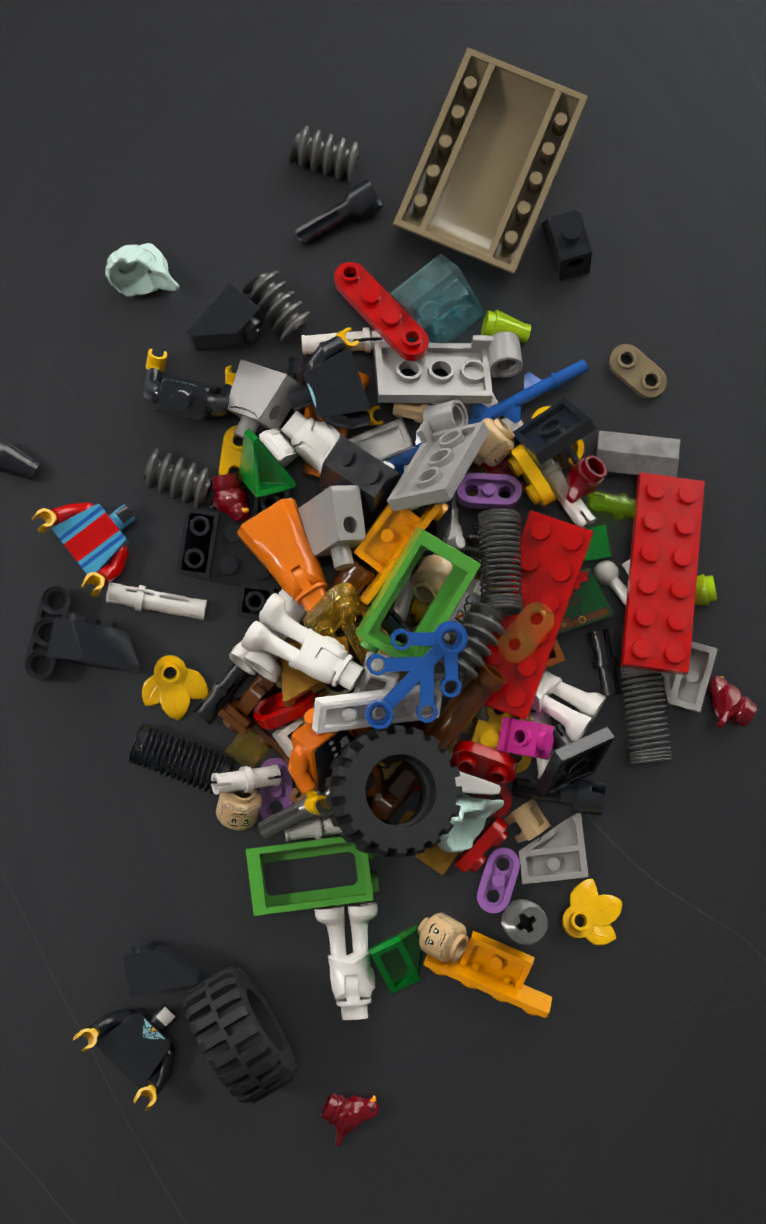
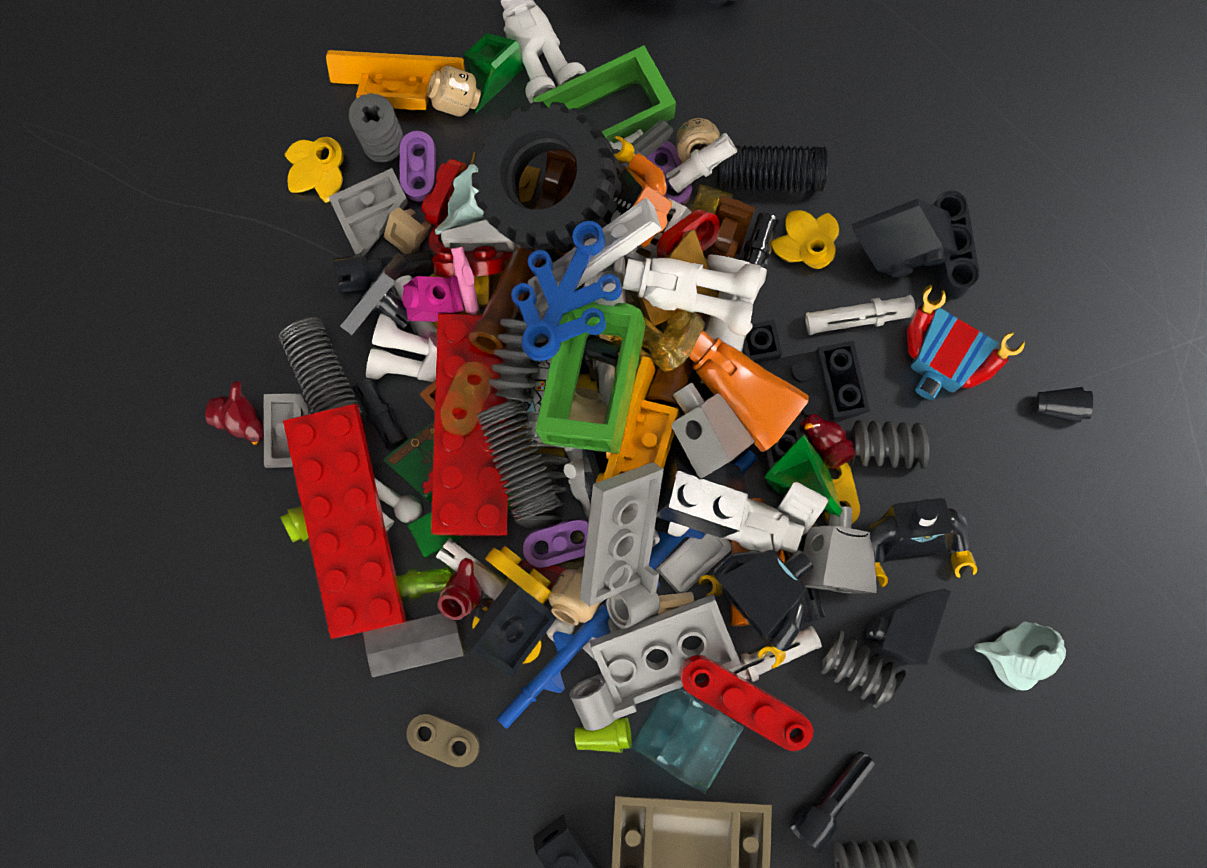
camera: 165 degrees right, 5 degrees down
(492, 740) = (465, 281): none -> bright pink piece

